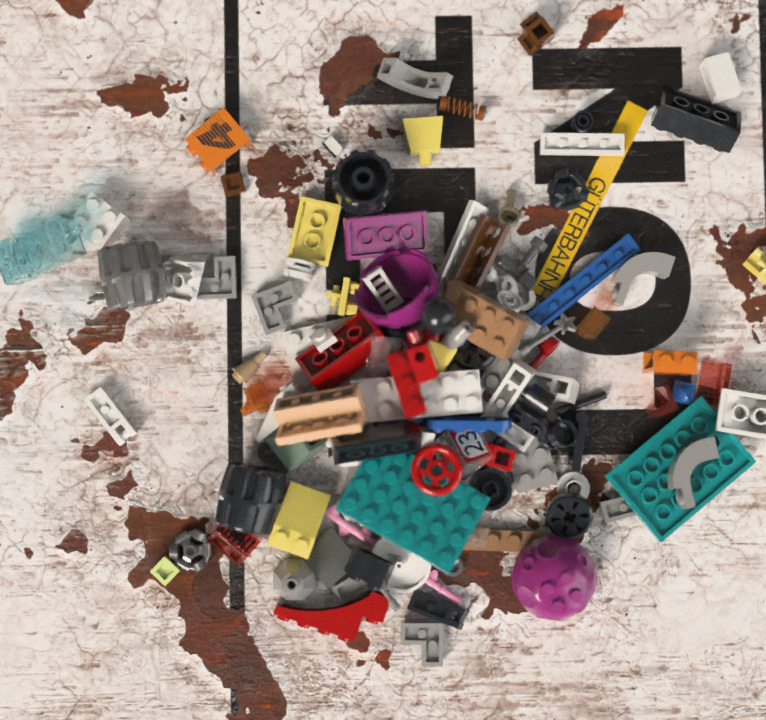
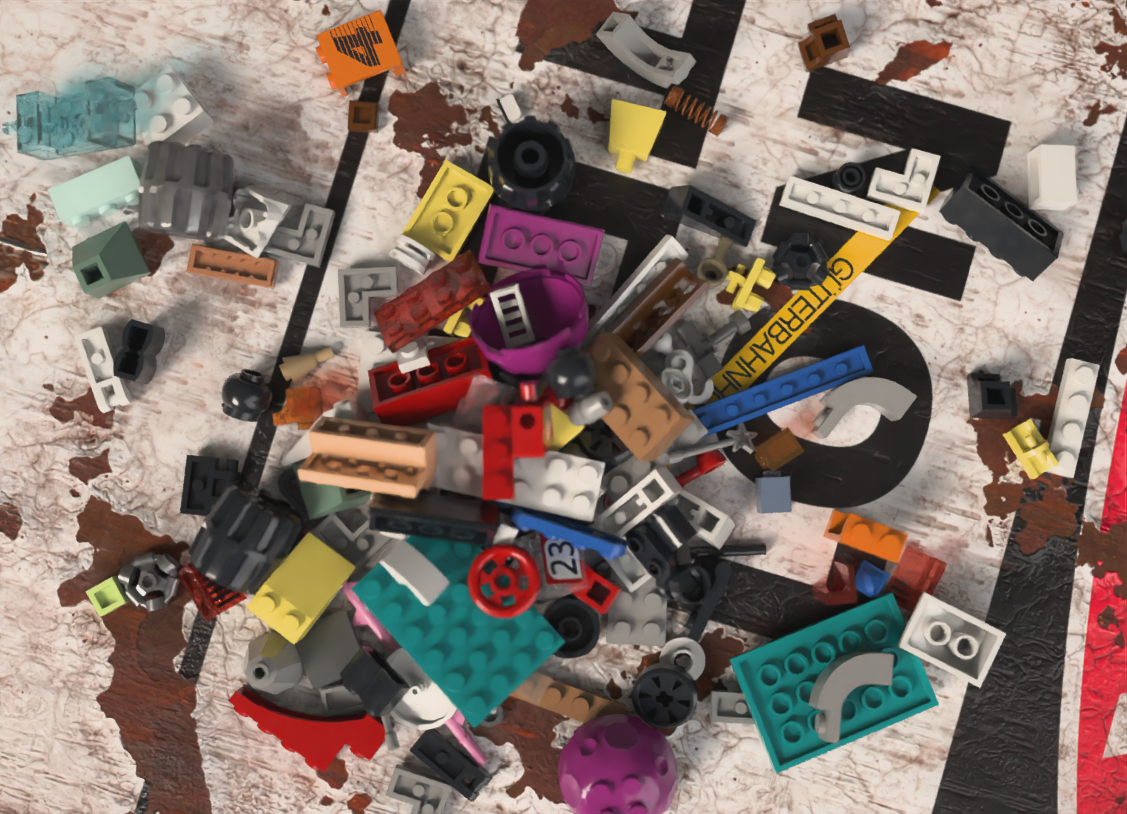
camera: 20 degrees right, 0 degrees up
(69, 294) = (97, 192): none -> light aqua brick
(90, 339) = (108, 261): none -> sand green slope
(133, 400) = (138, 356): none -> black brick
(177, 316) = (233, 266): none -> nougat plate
(204, 474) = (201, 482): none -> black plate
(217, 402) = (246, 395): none -> black piece
(324, 296) = (431, 301): none -> clear red plate
(325, 481) = (354, 546): none -> light grey plate
(374, 481) = (415, 571): none -> white slope
(493, 177) = (706, 214): none -> black slope
(540, 207) = (756, 274): none -> light yellow hips
(598, 354) = (773, 493): none -> sand blue brick
(627, 114) = (911, 188): none -> white plate
(726, 241) = (990, 397): none -> black brick

